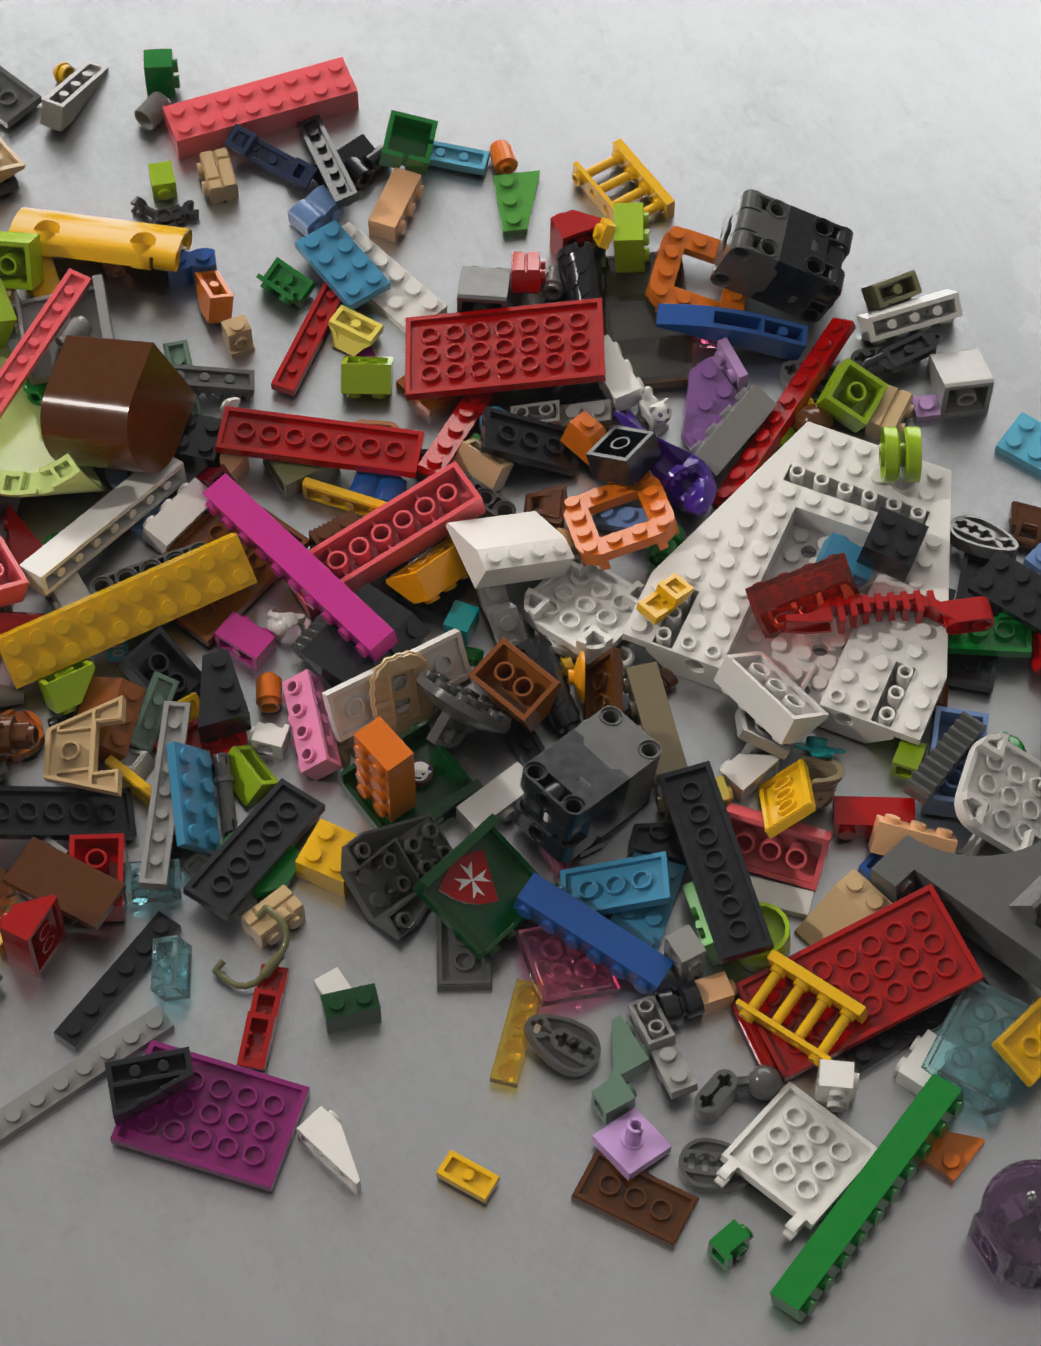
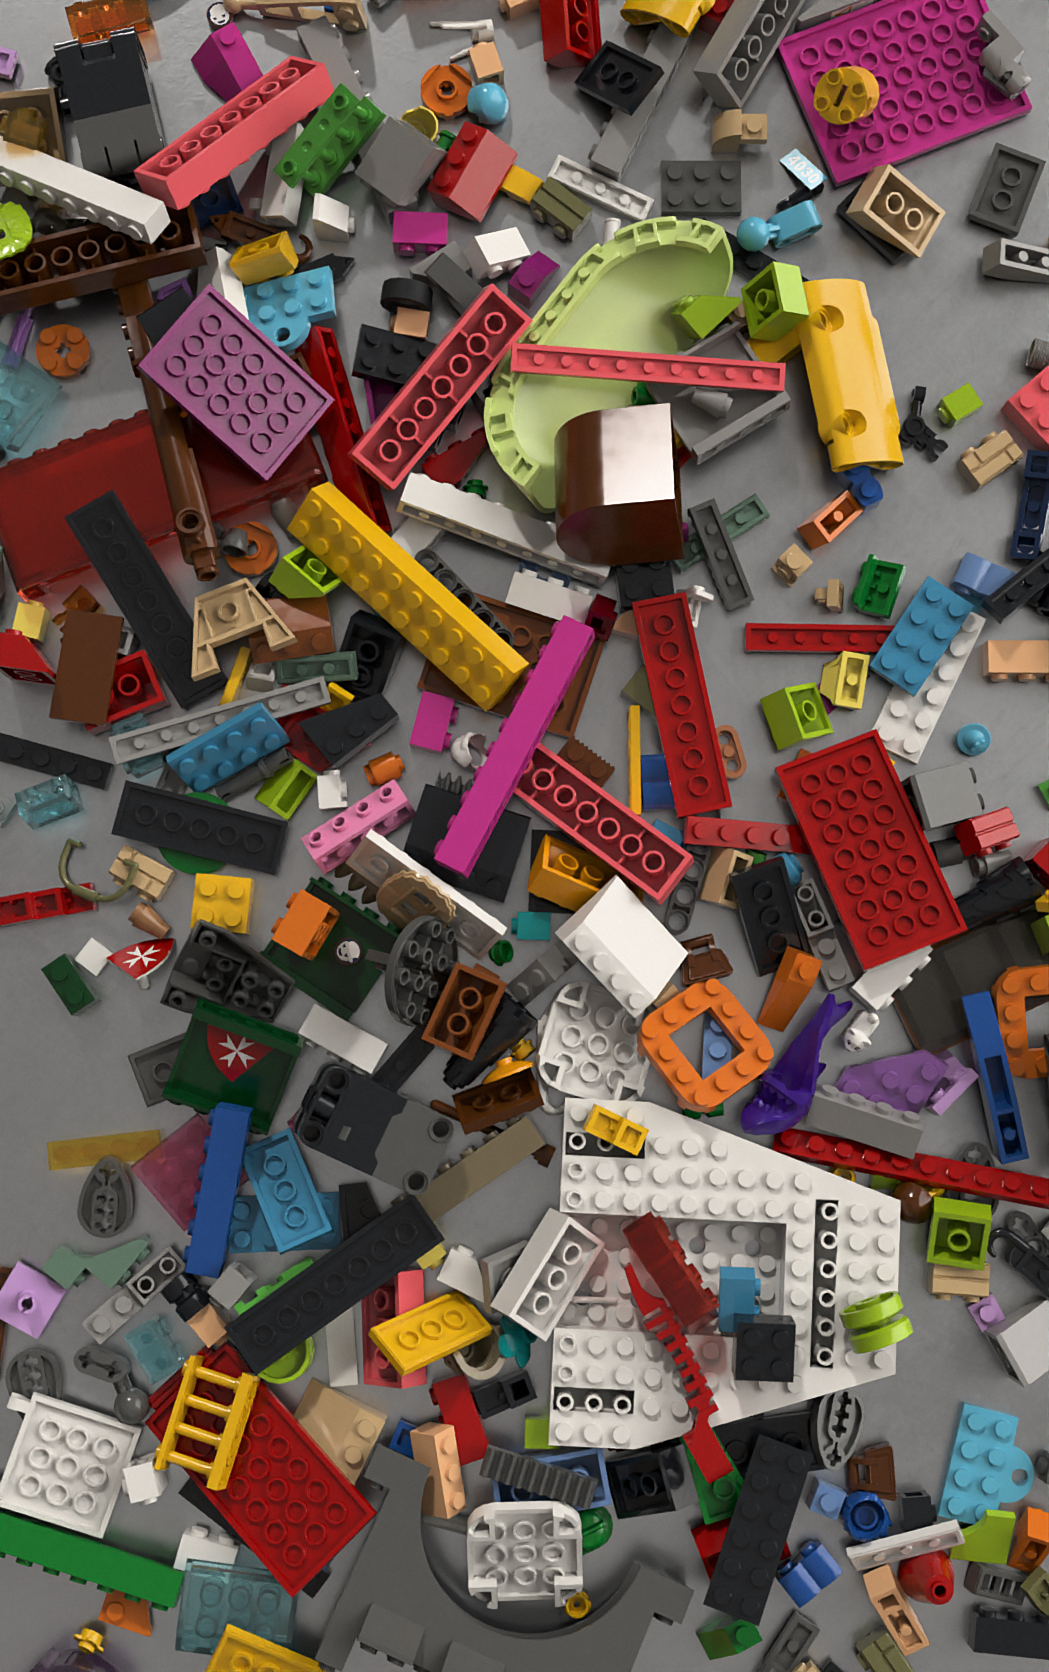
camera: 65 degrees right, 25 degrees up
(277, 317) = (832, 596): none -> tan tile
(318, 927) = (148, 920): none -> medium nougat cone
(352, 938) = (142, 959): none -> red shield
(444, 260) = (973, 739): none -> medium azure hat
(624, 455) = (777, 1024): black brick -> none
(719, 1047) = (155, 1349): none -> clear light blue brick
(864, 771) = (504, 1393): none -> black brick
(971, 1193) = (89, 1641): none -> yellow plate
(982, 680) = (651, 1482): none -> black slope

